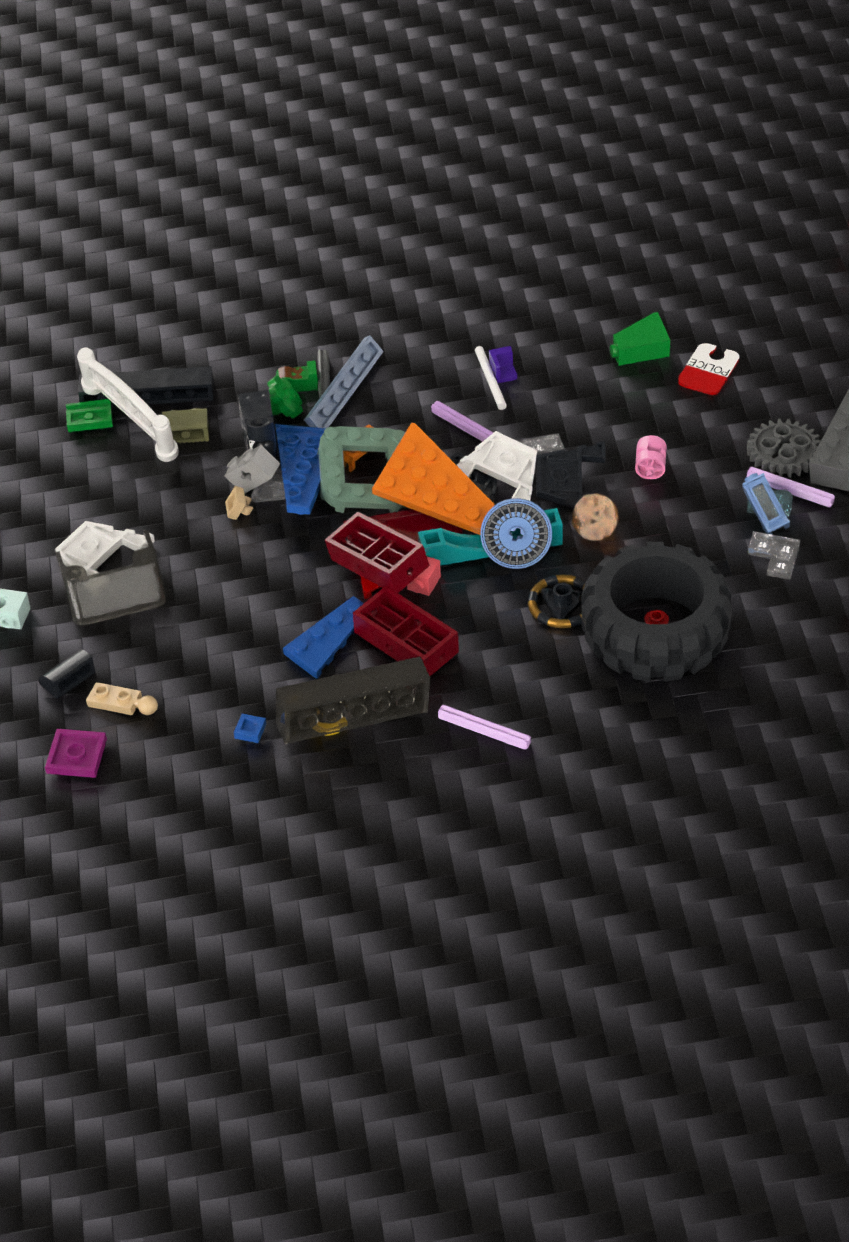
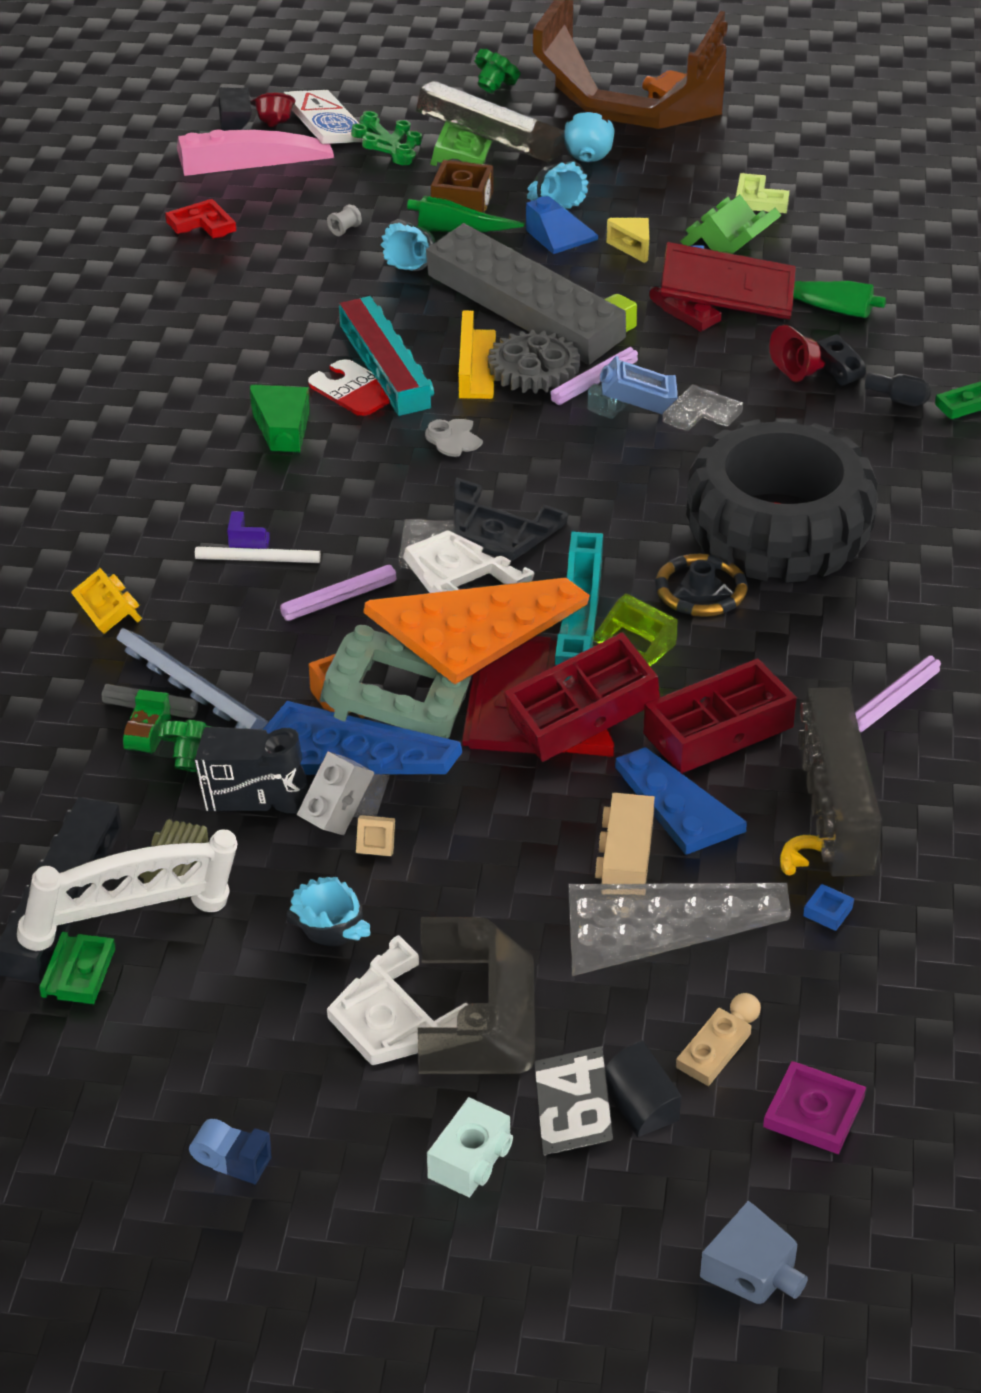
camera: 75 degrees left, 5 degrees down
(53, 645) = (573, 1100): none -> sticker
(155, 496) = (328, 912): none -> medium azure hair
(211, 646) = (641, 920): none -> clear wing
(270, 618) = (627, 839): none -> tan brick
(407, 325) = (104, 600): none -> yellow bracket
(491, 590) = (643, 621): none -> clear neon green tile
(523, 550) = (596, 572): piece -> none
(586, 511) = (584, 511): clear orange plate -> none
(650, 457) = (501, 455): bright pink wheel -> none
(671, 431) = (452, 436): none -> light grey plate
(746, 369) = (386, 355): none -> brick
(795, 407) = (474, 373): none -> yellow panel

